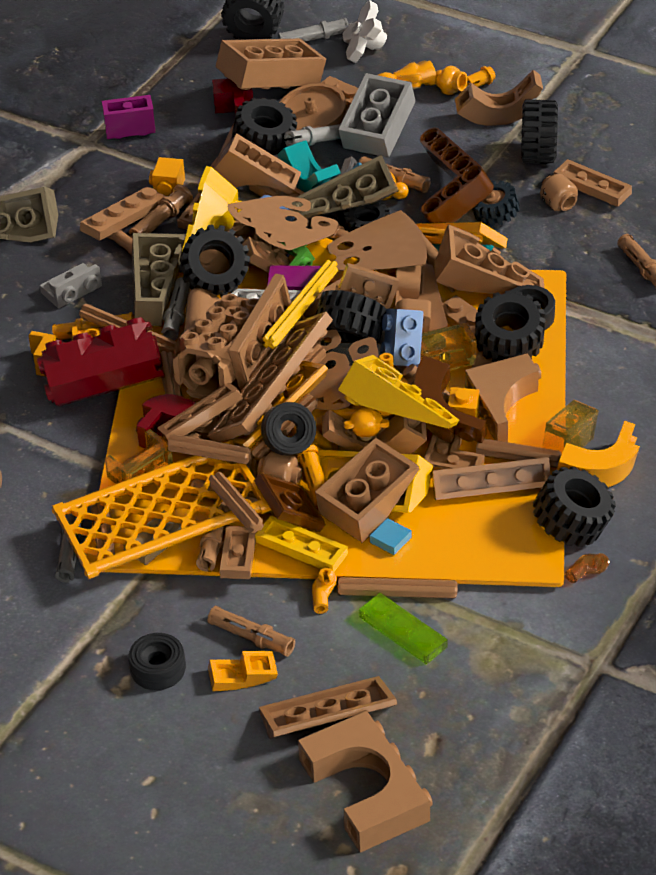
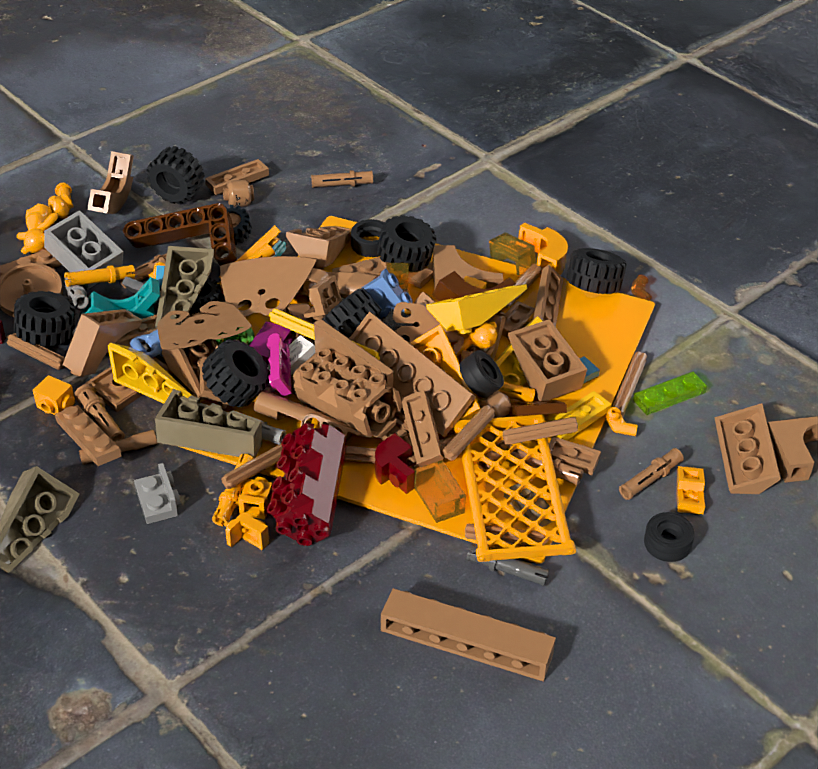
camera: 75 degrees left, 0 degrees up
(245, 286) = (279, 364): none -> dark pink hinge
(348, 144) = (108, 274): none -> light orange pin

